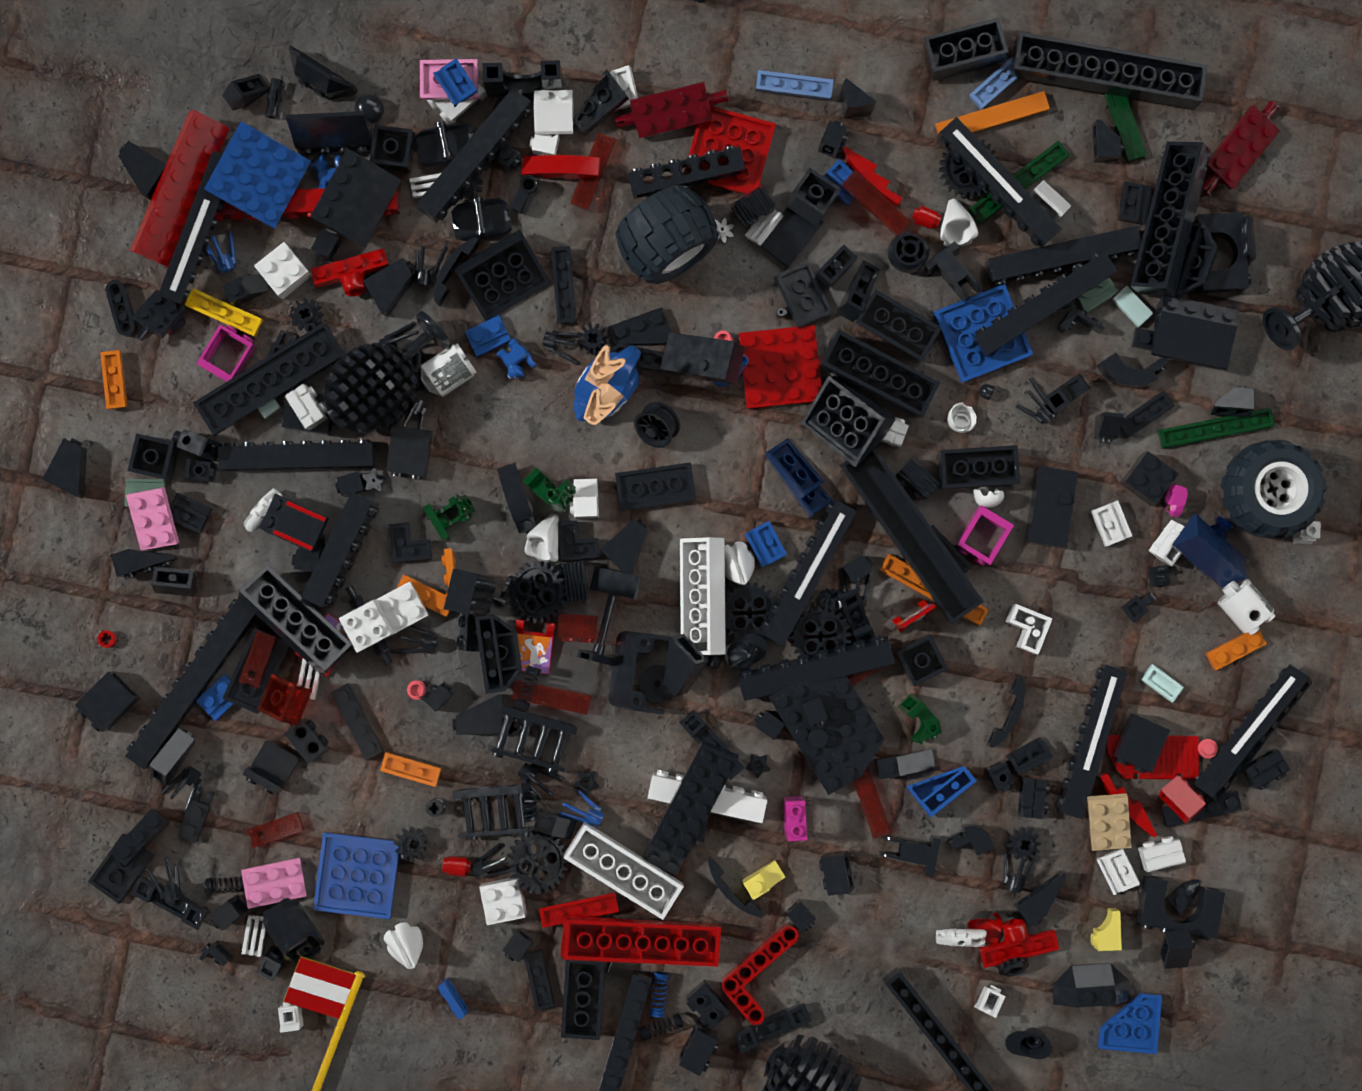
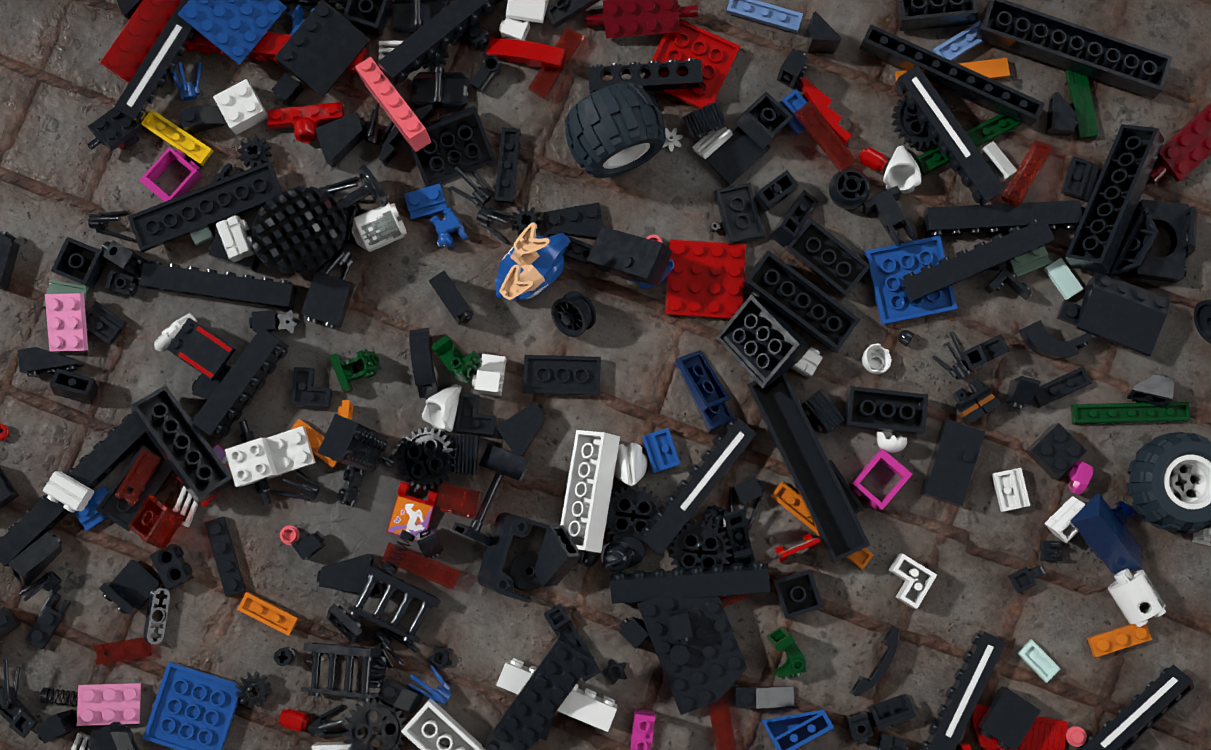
camera: 20 degrees right, 5 degrees down
(113, 379) = (58, 183): orange plate -> none
(116, 301) = (76, 111): black plate -> none
(164, 411) = (101, 220): none -> black plant
(192, 685) = (68, 491): none -> white brick
(296, 776) = (148, 629): none -> black beam
(438, 243) = (393, 104): none -> coral brick
(485, 764) = (349, 628): none -> black plate
(498, 652) = (375, 511): black wedge -> none
(533, 429) = (451, 298): none -> black window
(542, 318) = (481, 195): none -> black plant
(556, 673) = (429, 543): none -> black slope
(992, 120) = (952, 76): none -> black brick
(1066, 445) = (976, 404): none -> black hips
(1081, 206) = (1027, 173): none -> clear red plate

